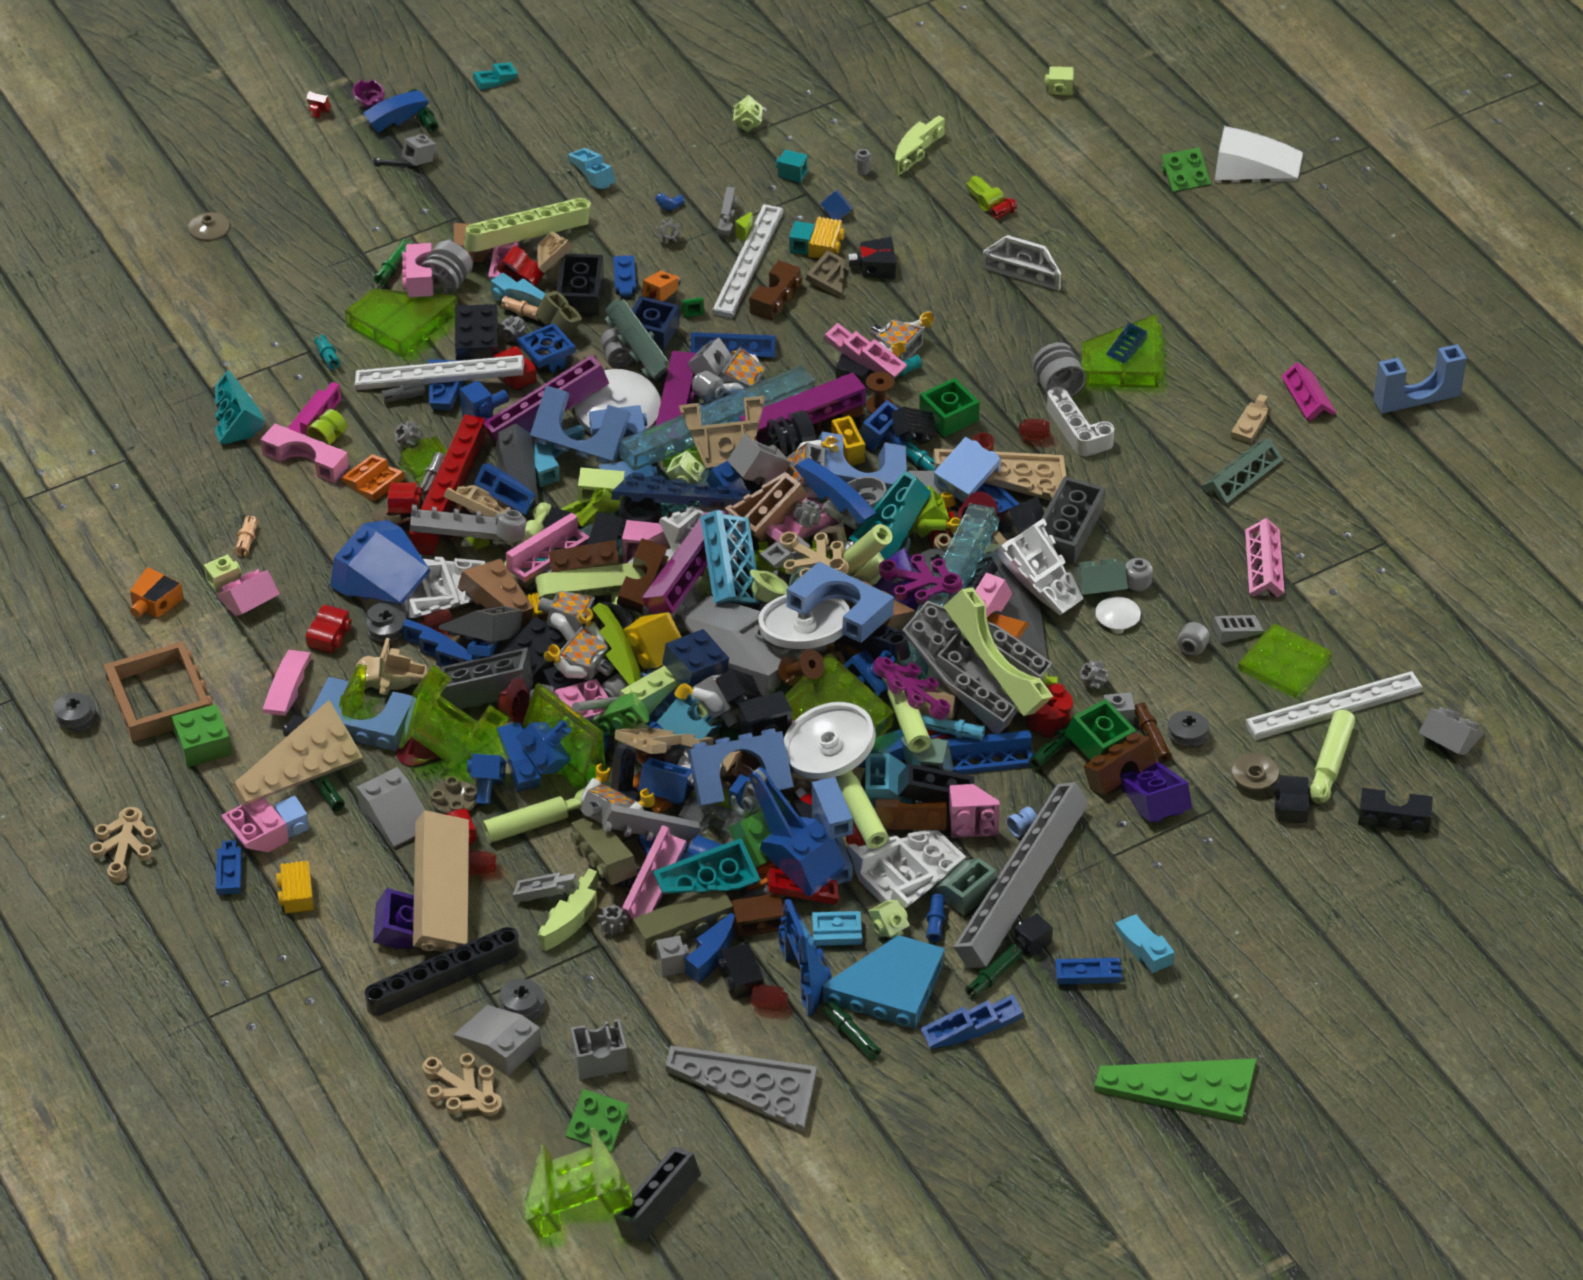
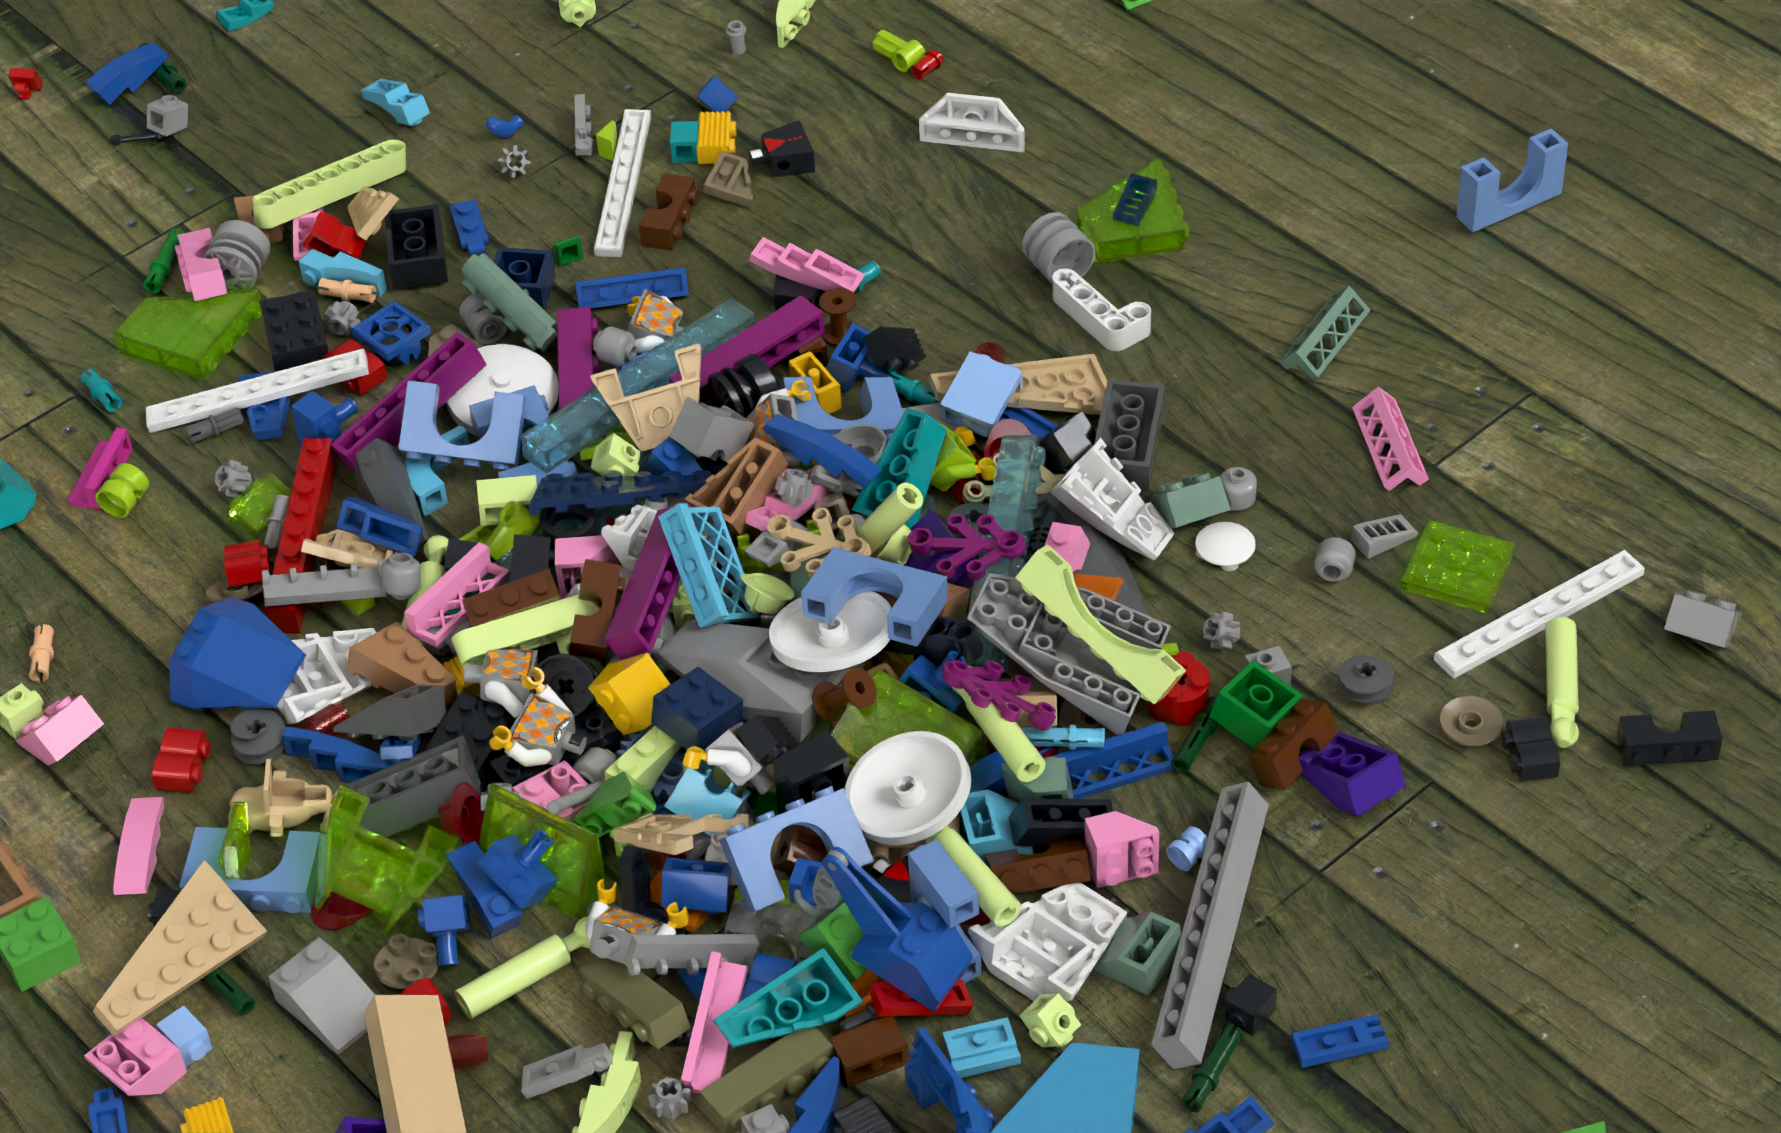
camera: 10 degrees left, 0 degrees up
(284, 443) = (68, 519): bright pink arch -> none
(368, 93) = (87, 57): magenta hair -> none
(372, 477) = (197, 543): orange slope -> none
(556, 310) = (393, 283): olive brick -> none
(621, 653) = (593, 719): lime slope -> none
(661, 287) = (522, 231): orange torso -> none
(711, 358) = (609, 308): light grey brick -> none
(792, 165) = (649, 56): teal brick -> none
(902, 337) = (847, 241): torso -> none
(936, 918) = (1111, 1006): blue pin -> none
(952, 406) = (936, 315): green brick -> none
(1034, 429) = (1047, 327): clear red brick -> none
(1145, 944) = (1404, 988): medium azure slope -> none
(1149, 725) = (1312, 684): reddish brown pin -> none
(1251, 420) = (1314, 269): tan hinge -> none
(1307, 391) = (1372, 221): dark pink panel -> none

